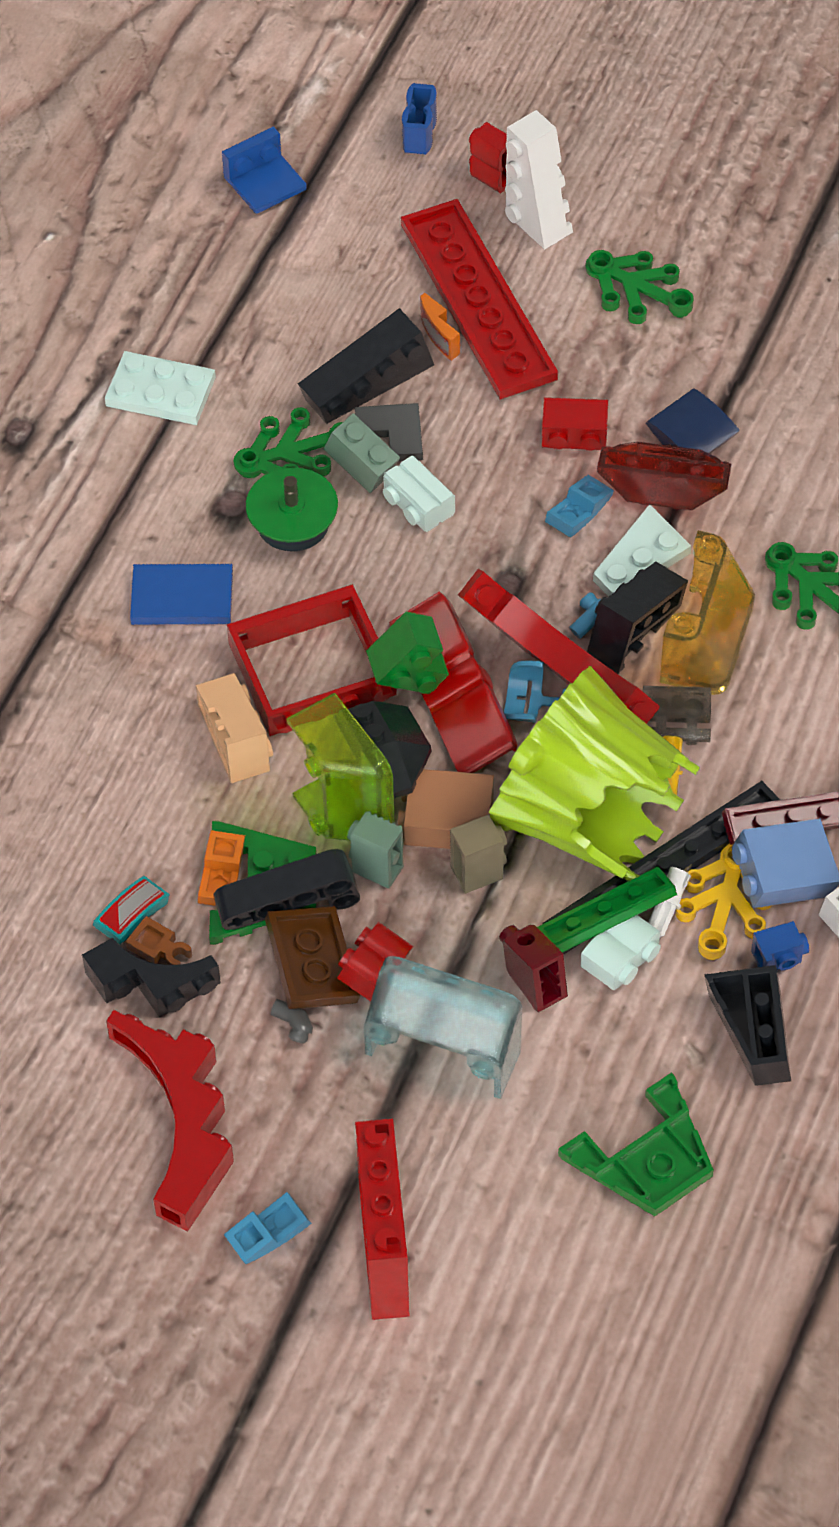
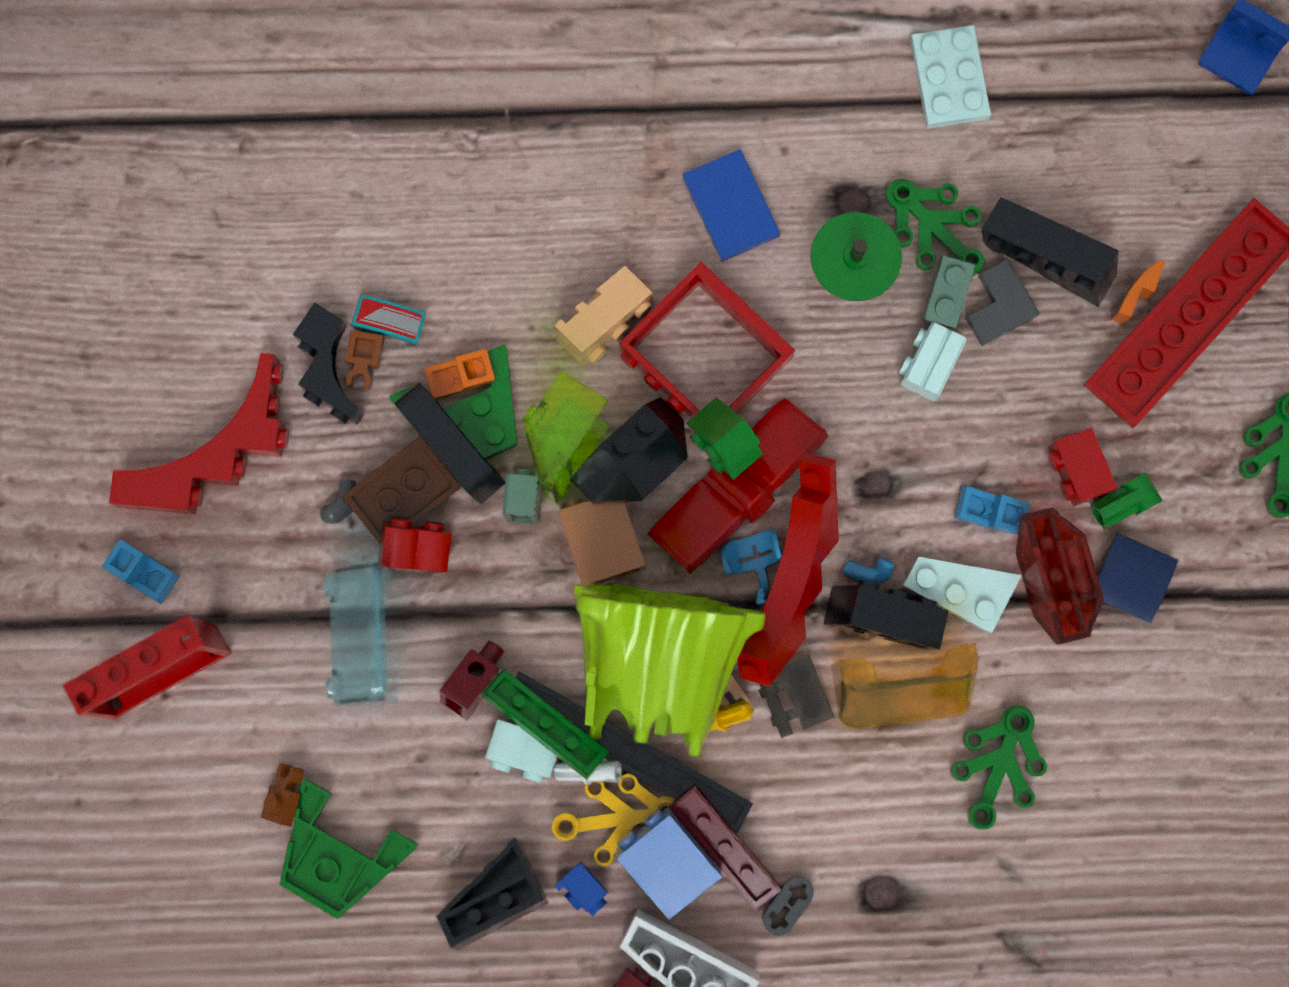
camera: 65 degrees right, 25 degrees up
(477, 853) = (555, 586): dark tan brick -> none
(571, 1178) = (282, 799): none -> dark orange plate
(622, 406) = (1132, 498): none -> green piece

